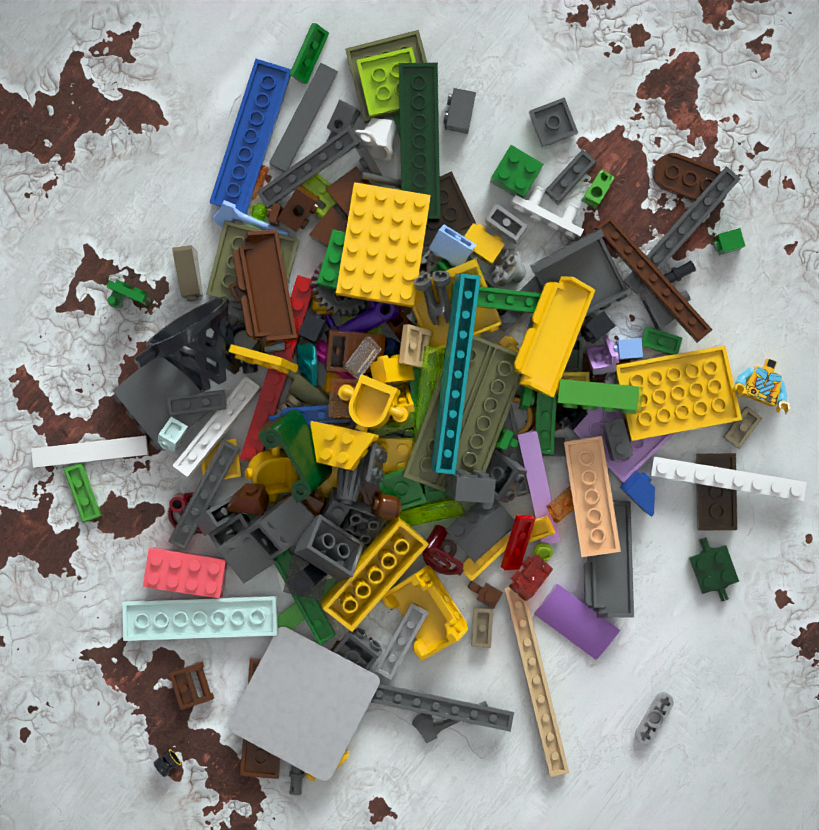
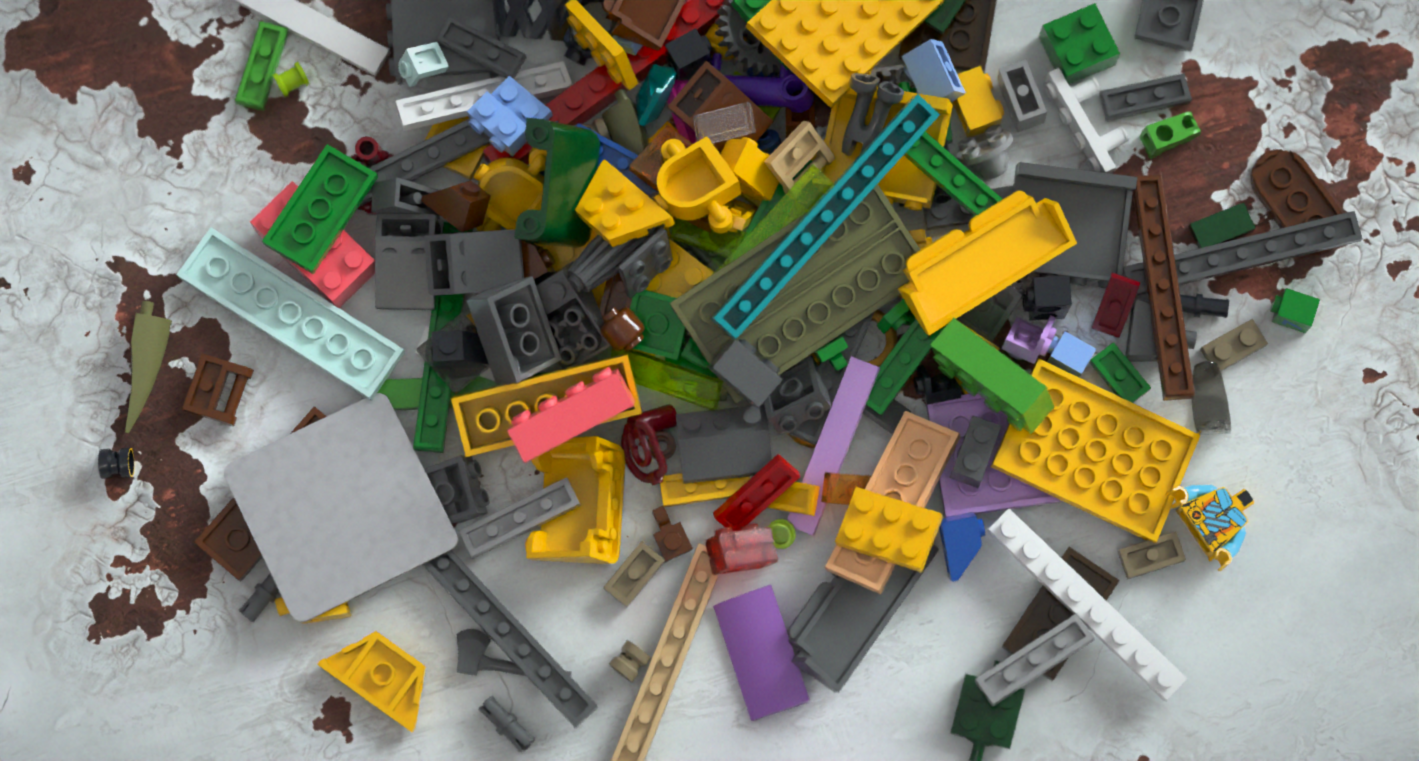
camera: 40 degrees right, 10 degrees down
(104, 489) = (291, 79): none -> lime bush
(139, 693) = (147, 352): none -> olive piece
(176, 555) = (320, 209): none -> green plate
(240, 431) = (504, 115): none -> light blue plate
(389, 774) = (381, 676): none -> yellow wing
(395, 575) = (571, 415): none -> coral brick
(472, 752) = (506, 724): none -> dark grey pin
(512, 675) = (629, 661): none -> dark tan wheel
(602, 515) = (888, 529): none -> yellow plate
(634, 305) = (1115, 305): none -> dark red plate
(659, 221) = (1222, 226): none -> dark green tile
(709, 283) = (1234, 345): none -> dark tan plate
(722, 528) = (1034, 659): none -> light grey plate
(723, 329) = (1210, 401): none -> clear smoke piece

